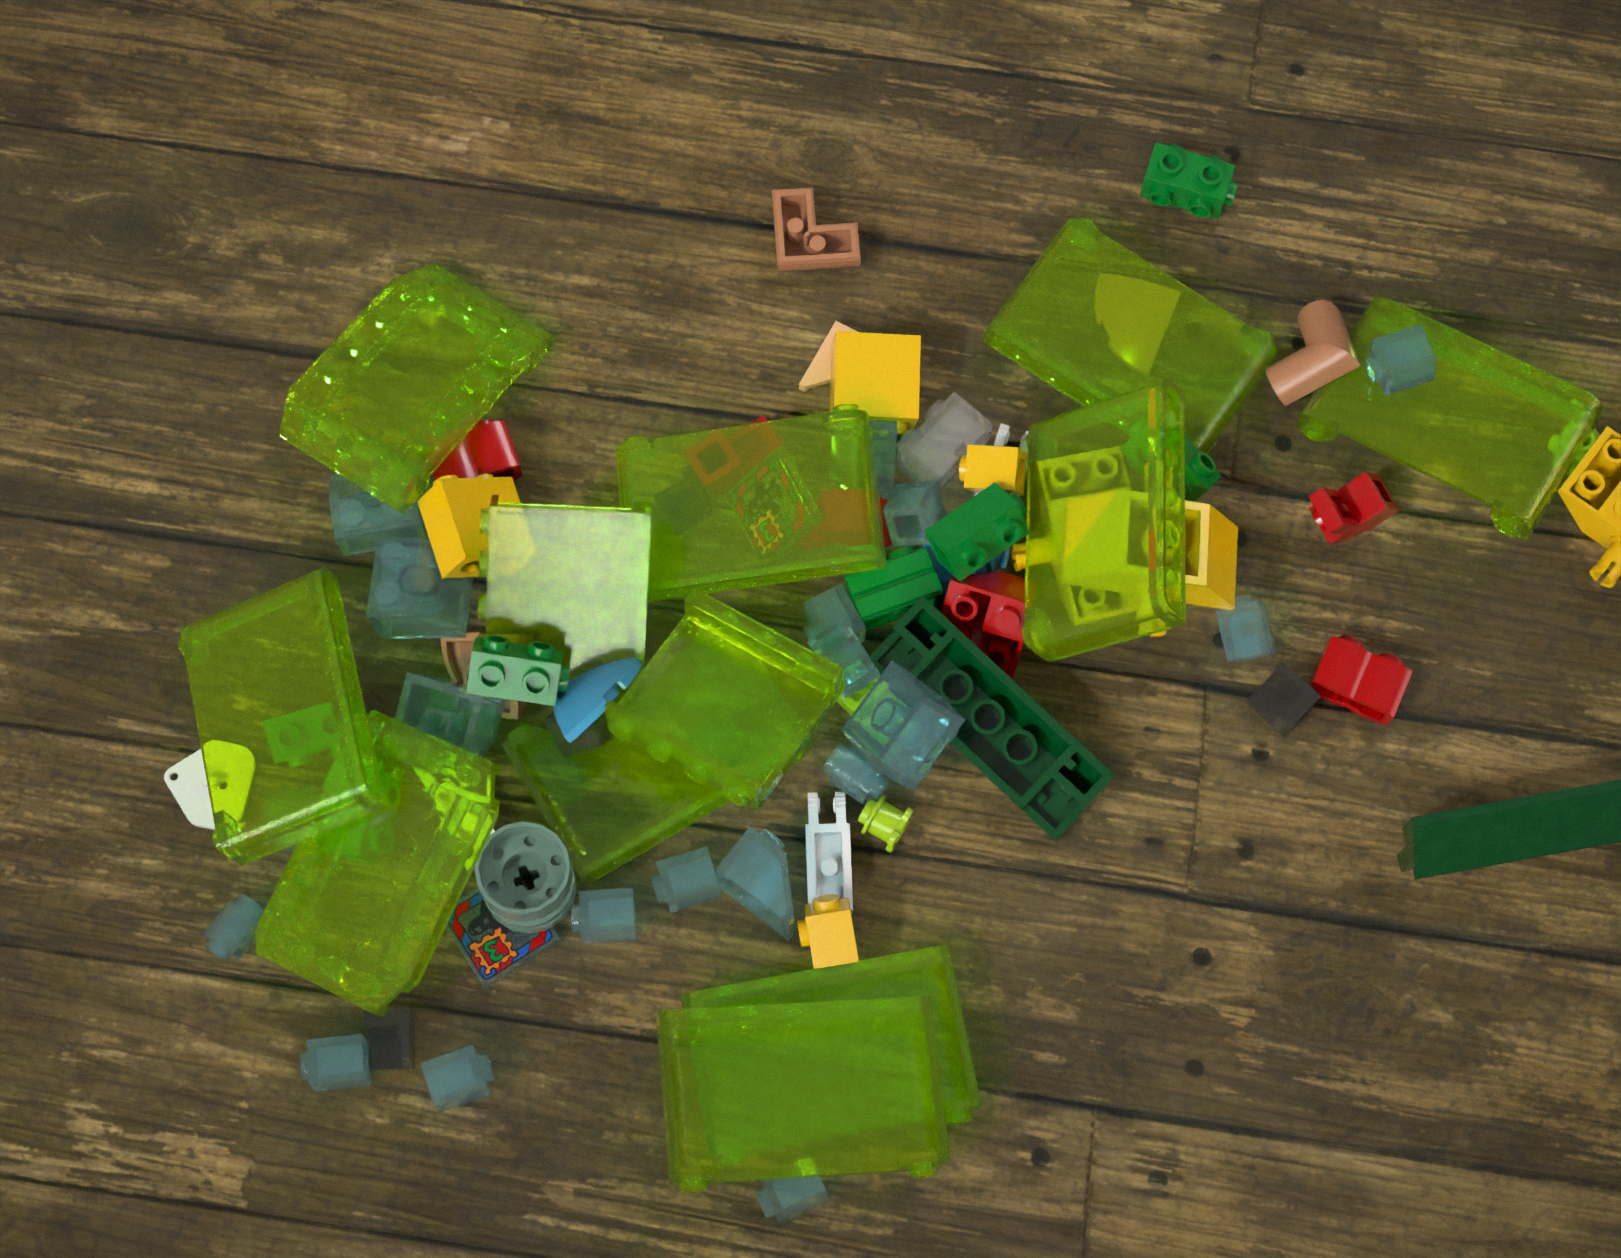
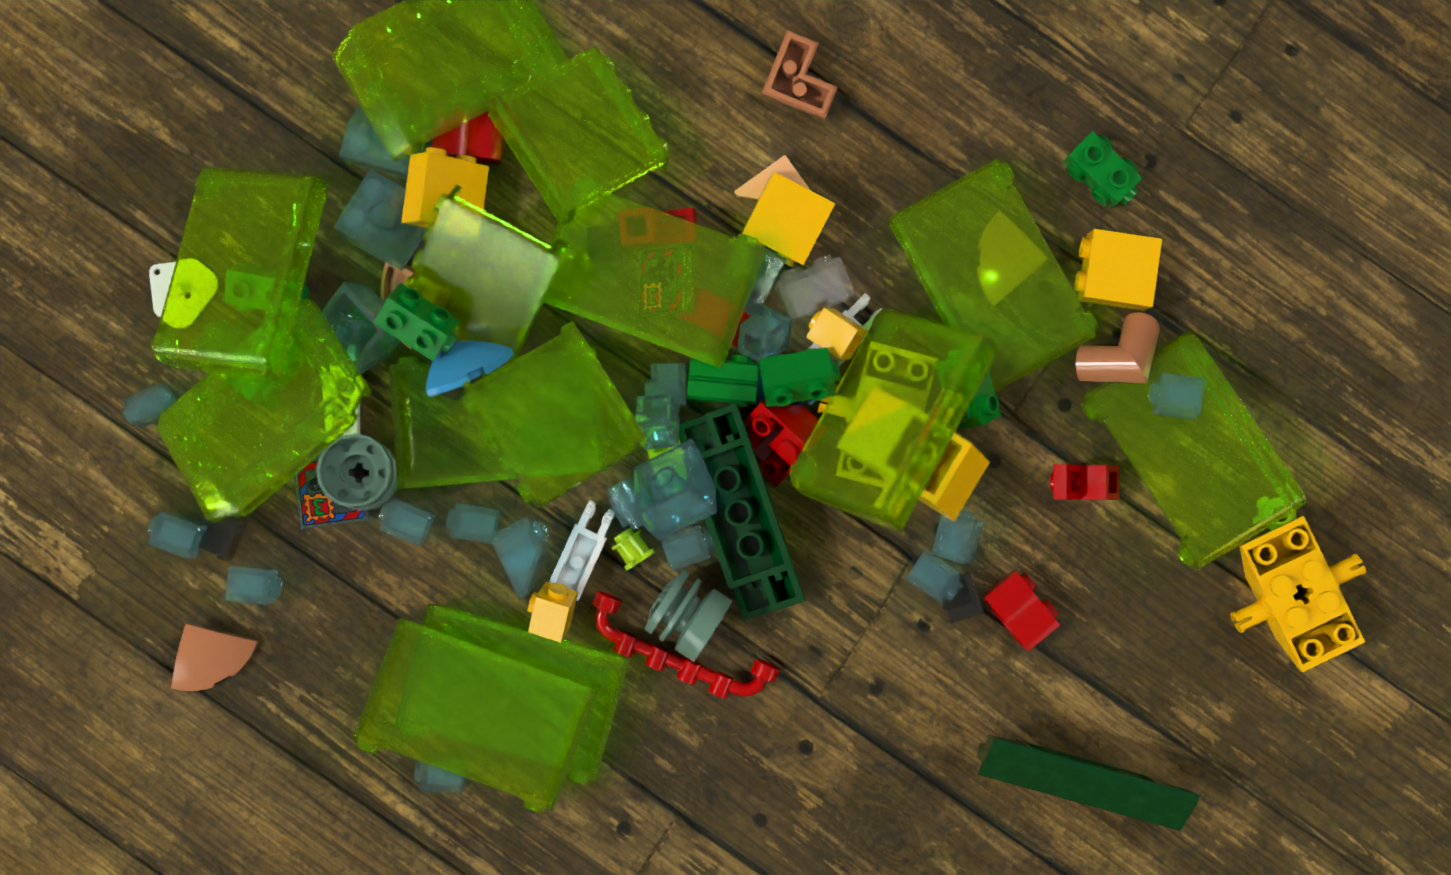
camera: 25 degrees right, 15 degrees up
(442, 1194) = (209, 657): none -> nougat brick
(595, 394) = (578, 133): none -> clear neon green panel
(947, 790) = (687, 547): none -> clear light blue brick
(989, 859) = (687, 614): none -> sand green wheel
(1021, 930) = (660, 656): none -> red bar
(1245, 689) = (935, 578): none -> clear light blue brick
(1262, 271) = (1118, 269): none -> yellow piece

